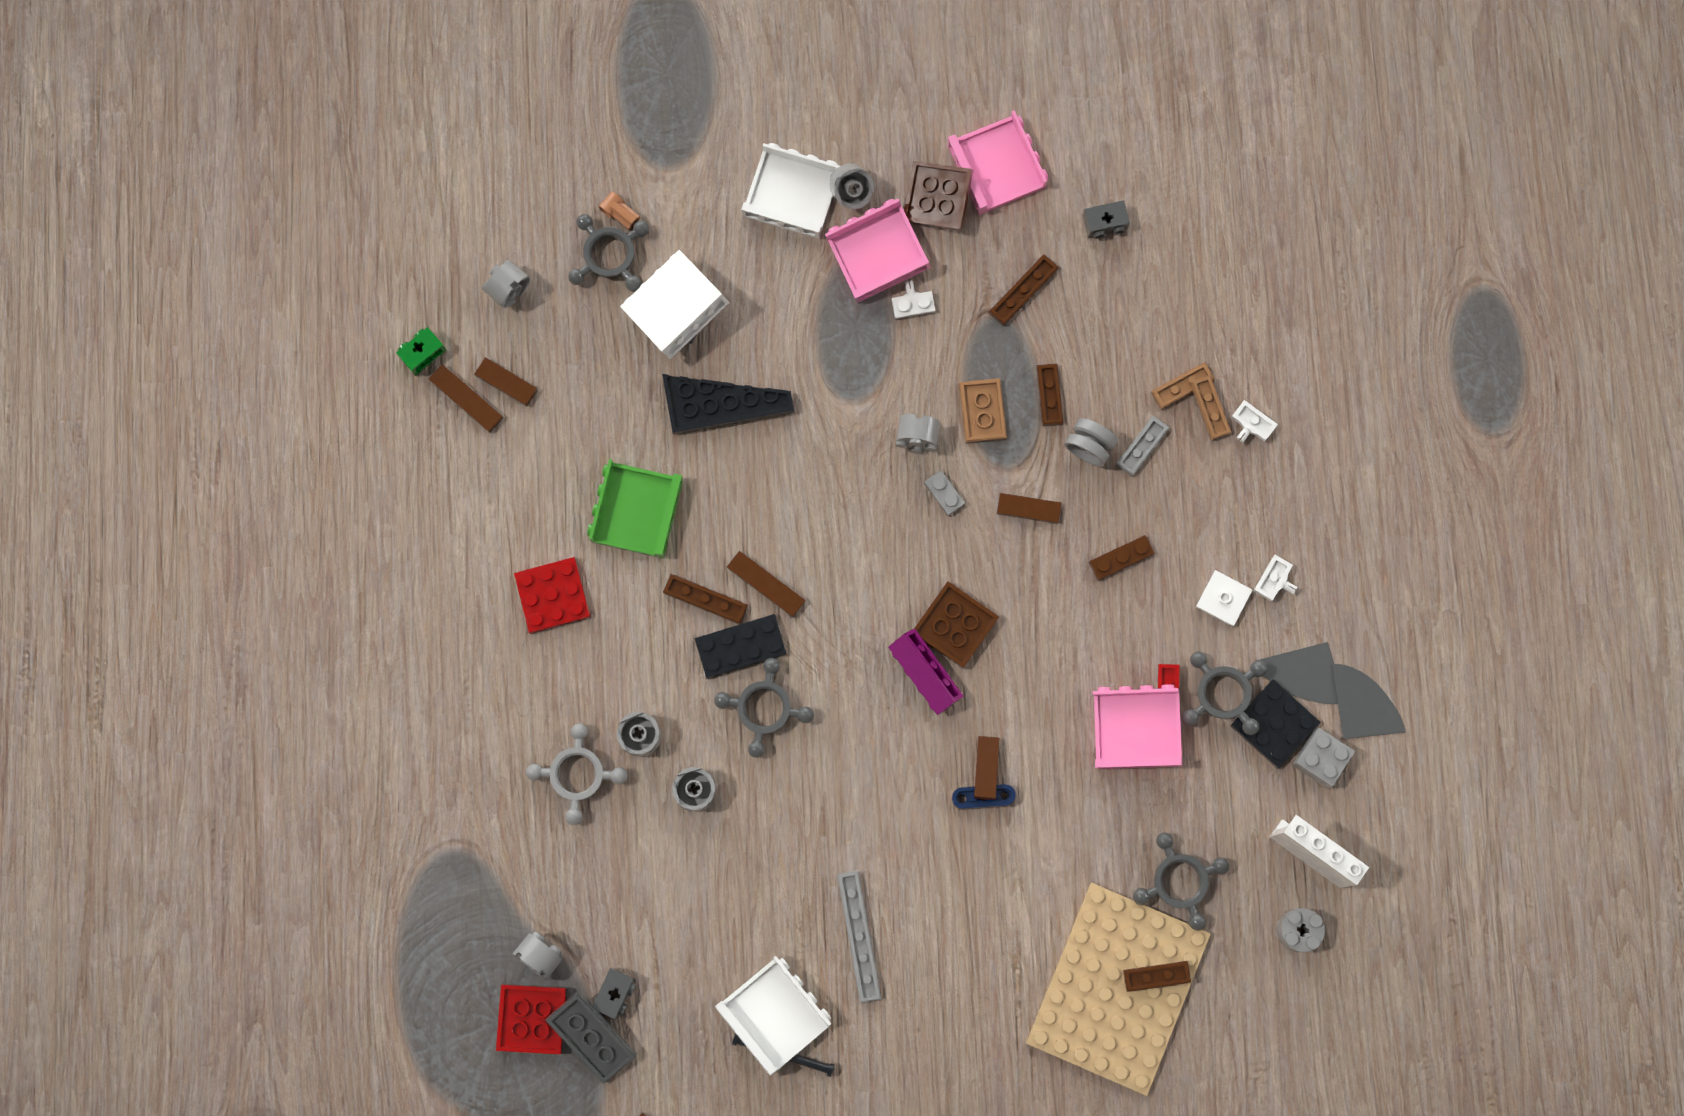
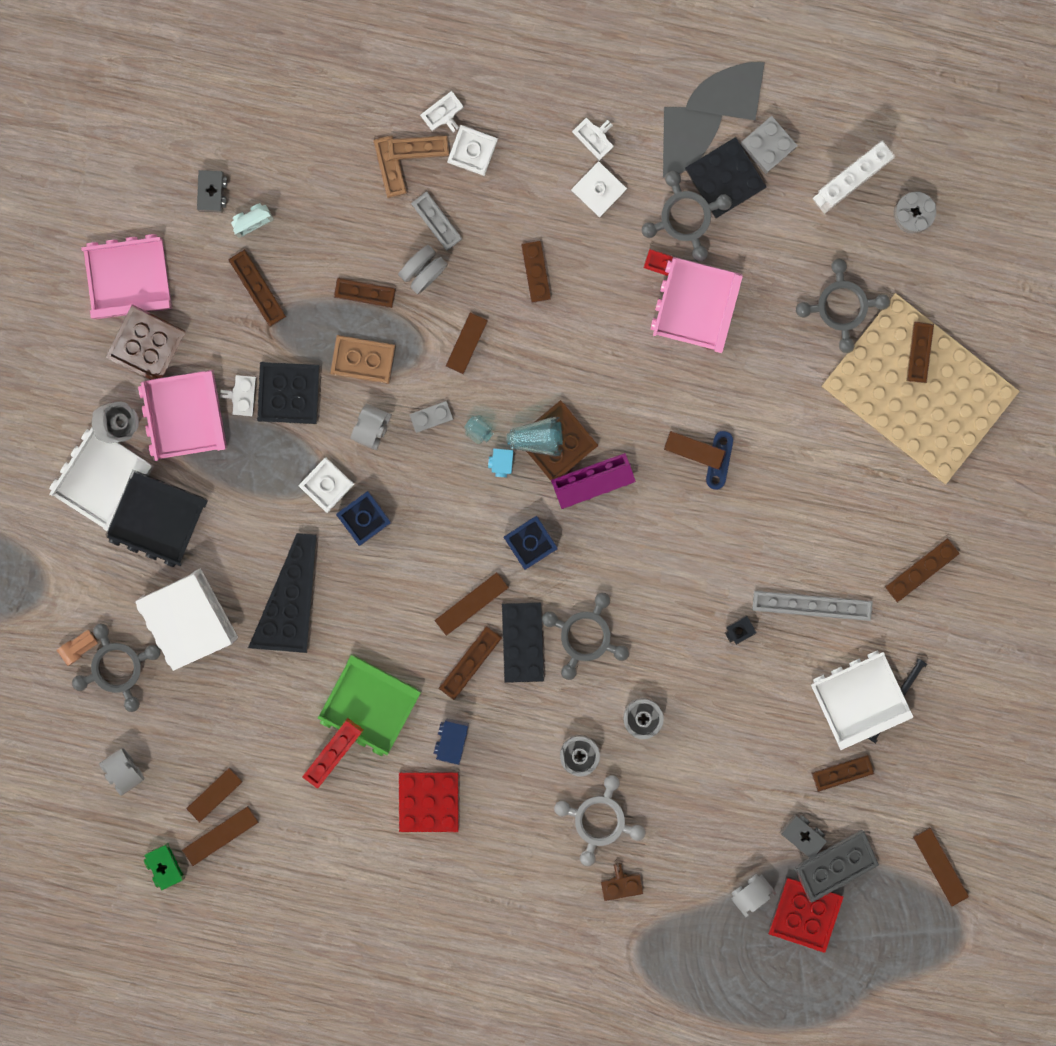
camera: 75 degrees left, 10 degrees up
(515, 815) = (621, 885): none -> reddish brown plate
(577, 483) = (332, 753): none -> red plate
(620, 599) = (452, 741): none -> dark blue brick
(691, 1018) = (842, 773): none -> reddish brown tile
(767, 250) = (155, 518): none -> black panel
(819, 872) = (745, 624): none -> black brick
(823, 452) = (364, 518): none -> dark blue brick
(844, 624) = (530, 542): none -> dark blue brick
(846, 407) = (326, 485): none -> white plate
(918, 574) = (501, 462): none -> medium azure brick
(928, 346) = (288, 393): none -> black plate
(928, 1043) = (922, 570): none -> reddish brown plate
(945, 542) = (479, 429): none -> clear light blue head
(955, 603) = (537, 437): none -> clear light blue cone
(1088, 265) = (252, 220): none -> light aqua slope
(1224, 461) = (472, 150): none -> white plate

